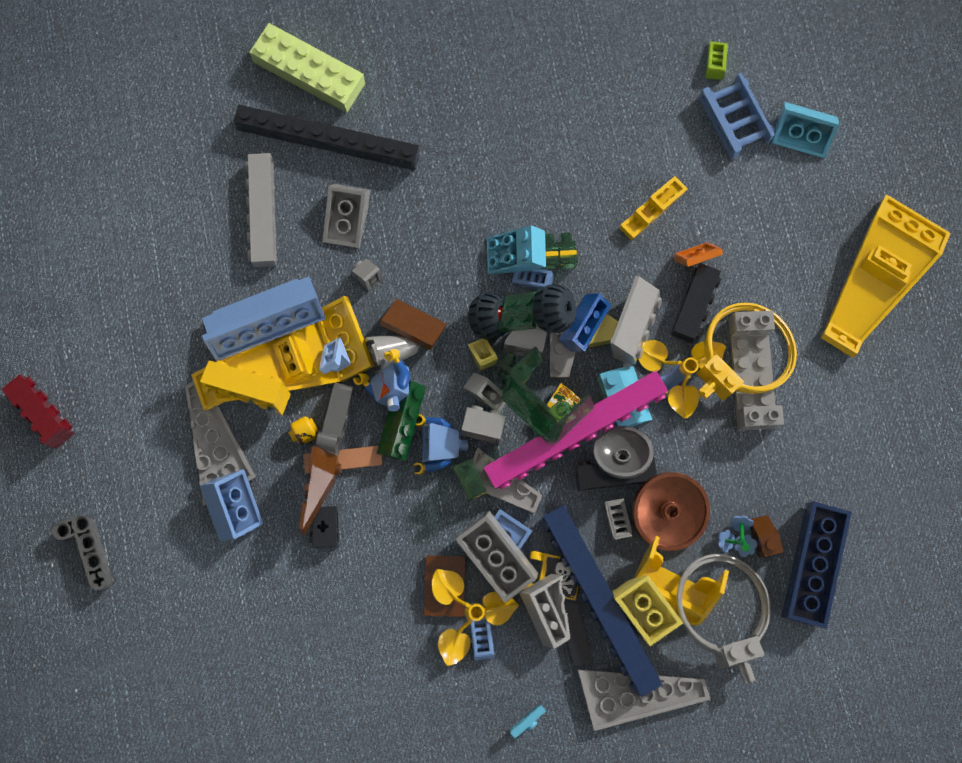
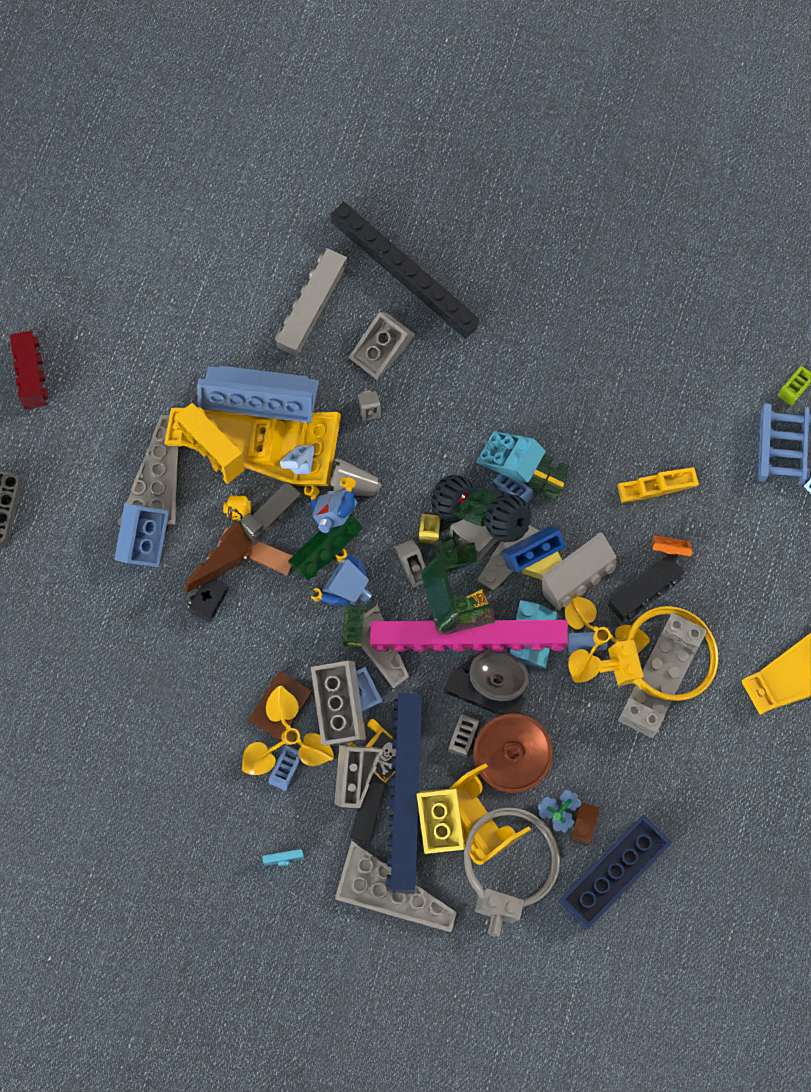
camera: 35 degrees right, 5 degrees down
(307, 67) = (423, 201): yellowish green brick -> none
(413, 324) = (384, 469): reddish brown tile -> none
(483, 425) = (392, 587): light grey piece -> none

